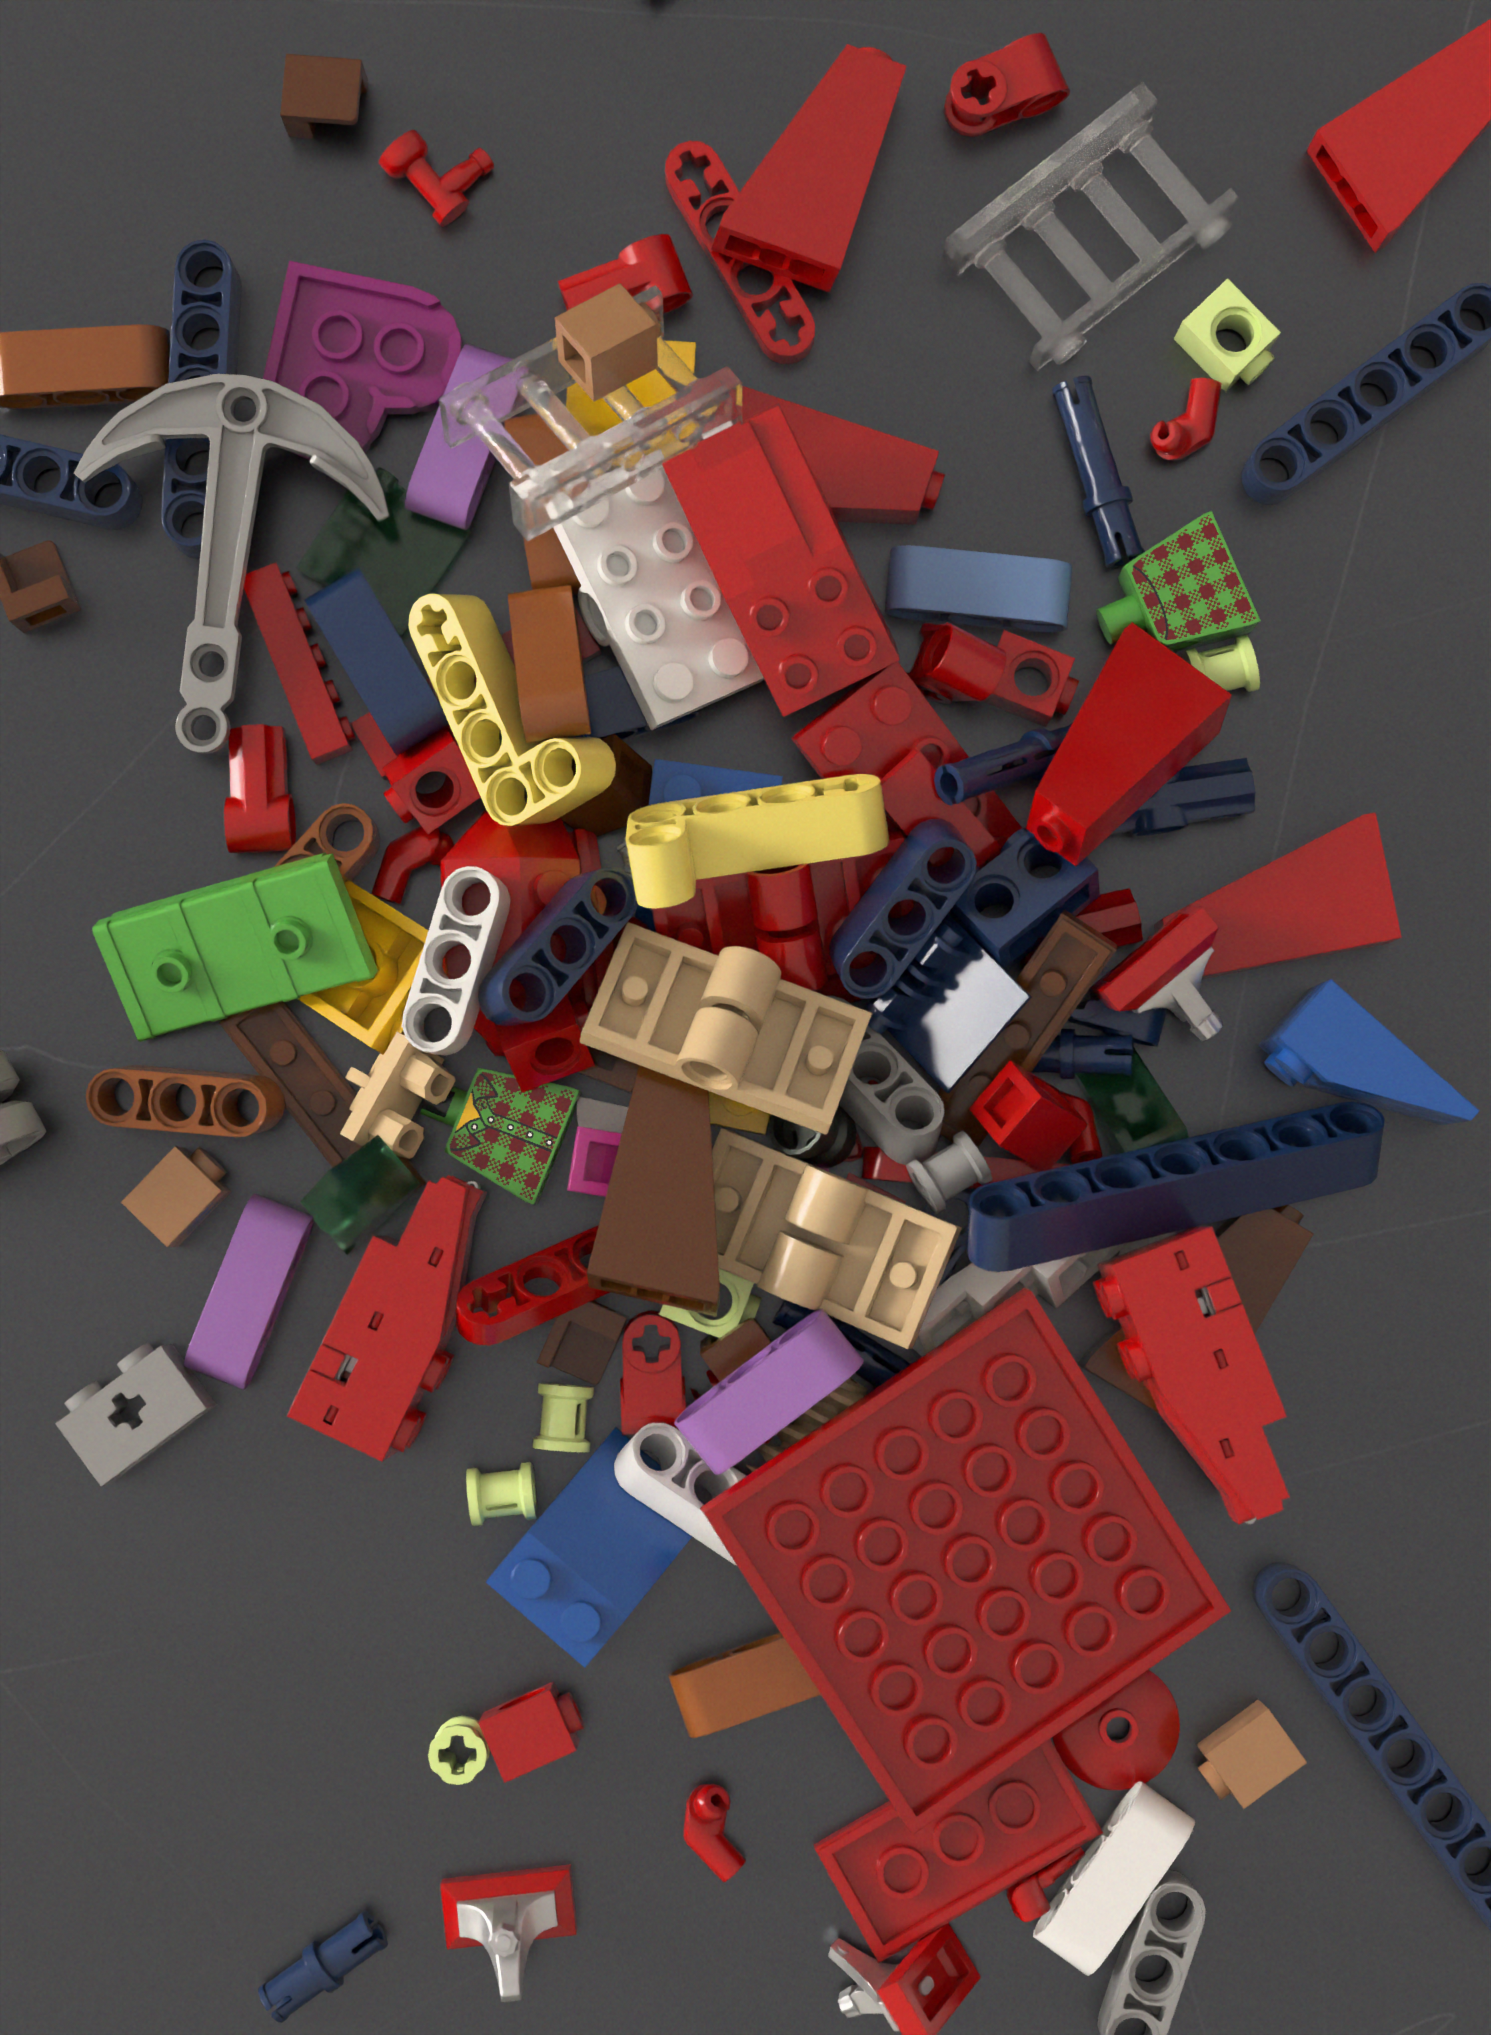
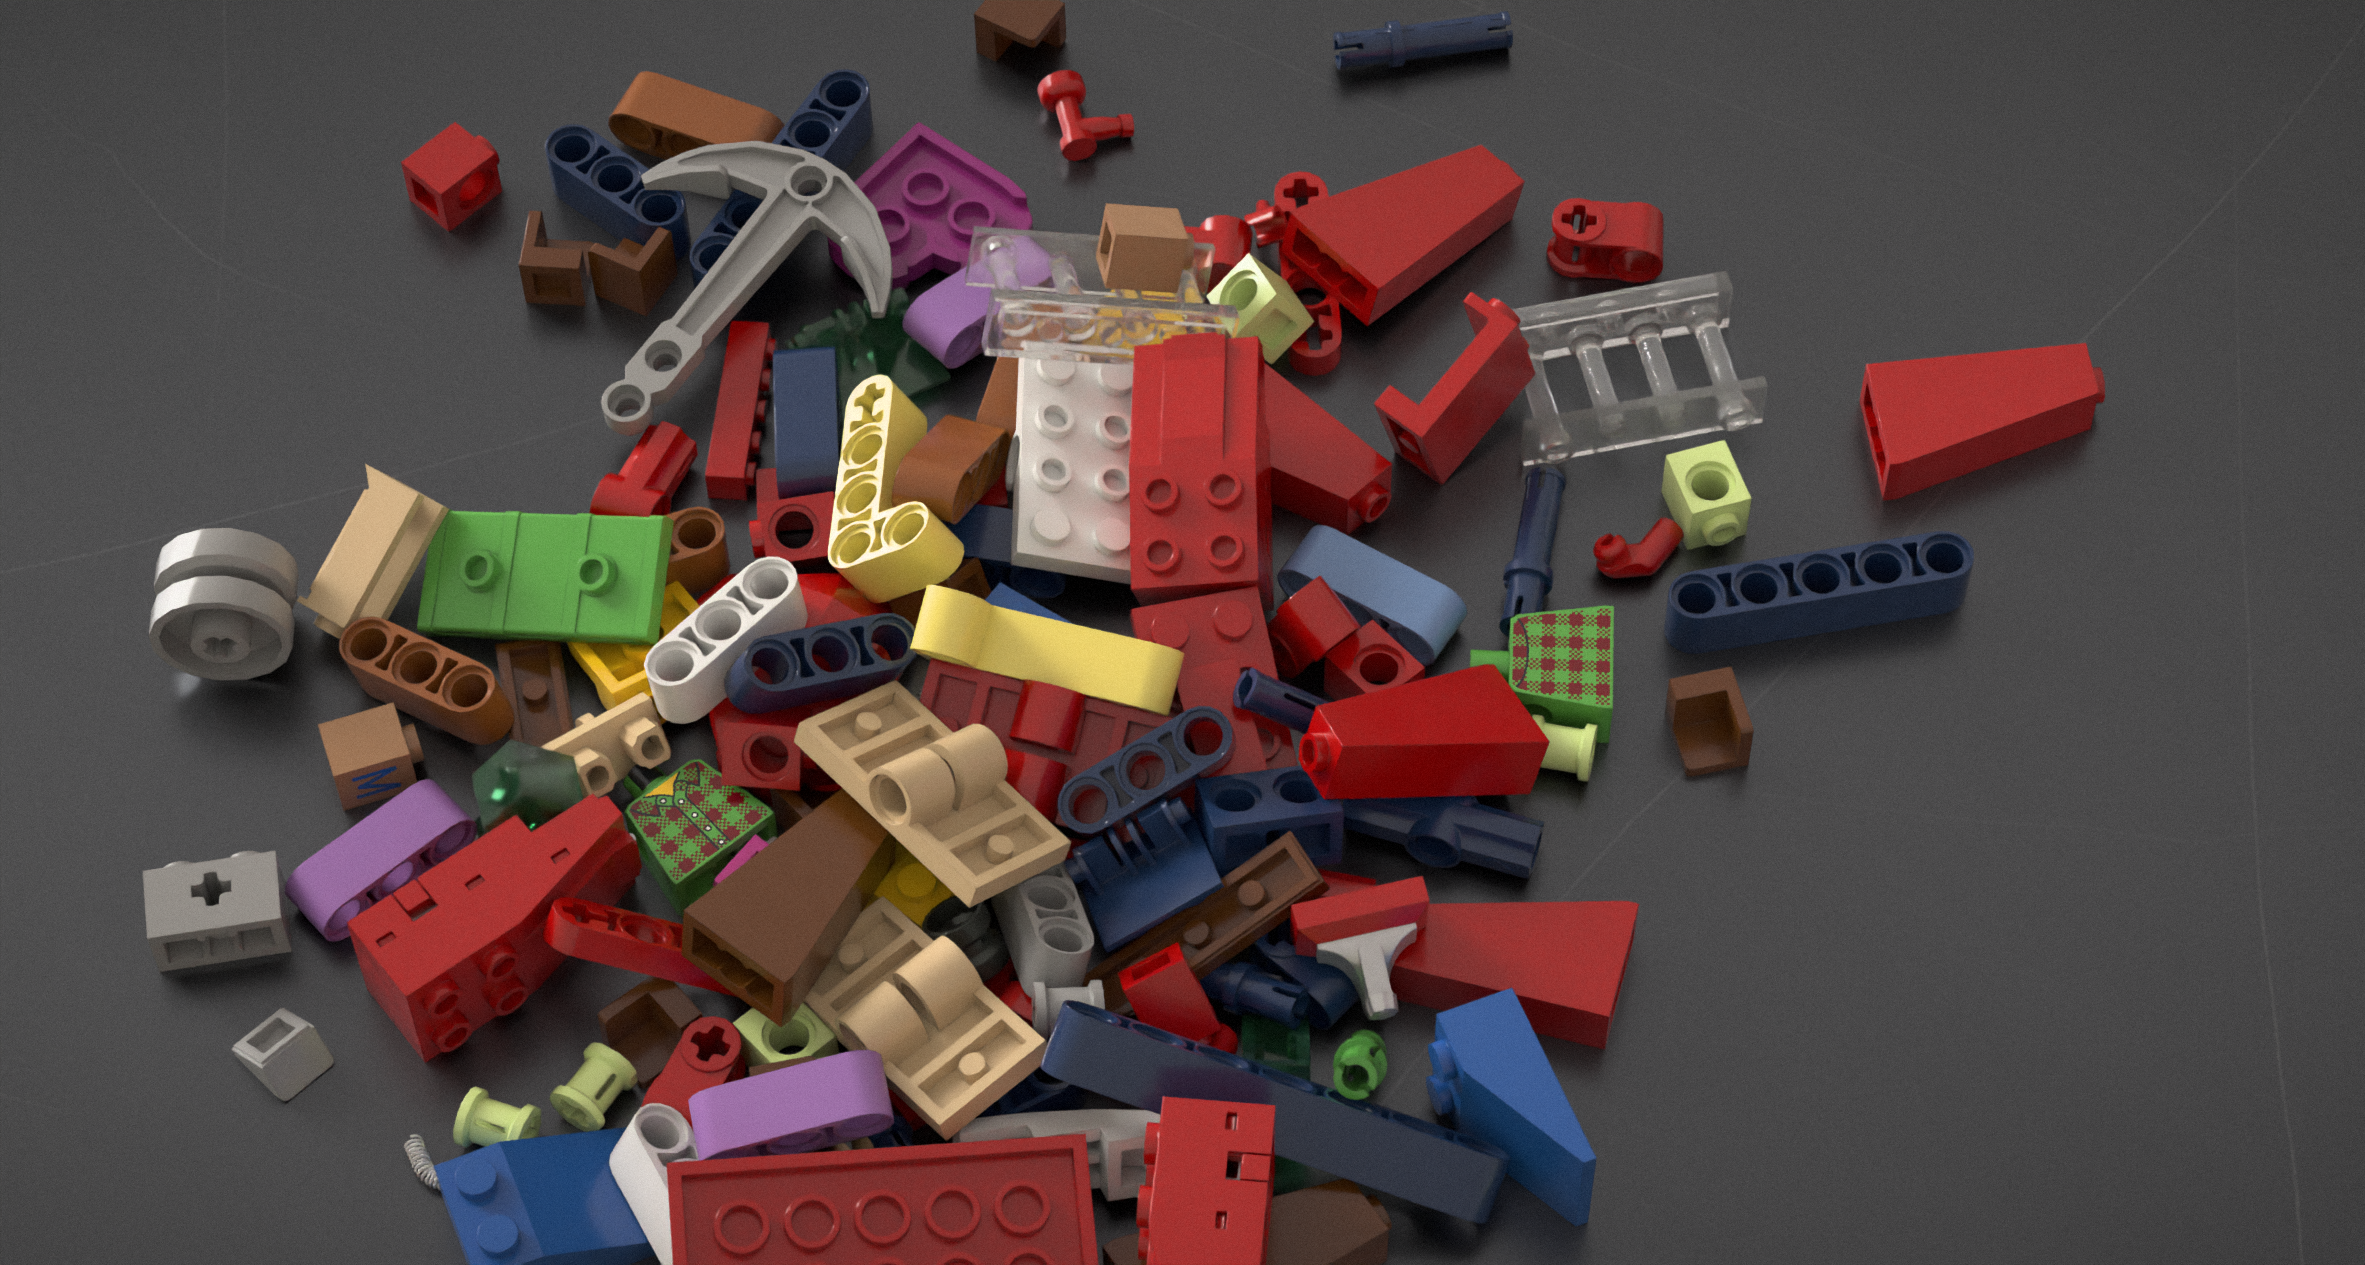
camera: 30 degrees right, 30 degrees down
(64, 1002) = (374, 554): none -> tan window
(112, 558) = (634, 273): none -> reddish brown panel
(271, 1509) = (284, 1053): none -> light grey slope
(448, 1548) = (425, 1164): none -> white leg
(685, 225) = (1268, 222): none -> red hand
(749, 323) = (1264, 306): none -> yellowish green brick
(963, 410) = (1466, 398): none -> red panel
(1213, 1089) = (1355, 1059): none -> bright green pin
(1339, 580) = (1709, 721): none -> reddish brown panel

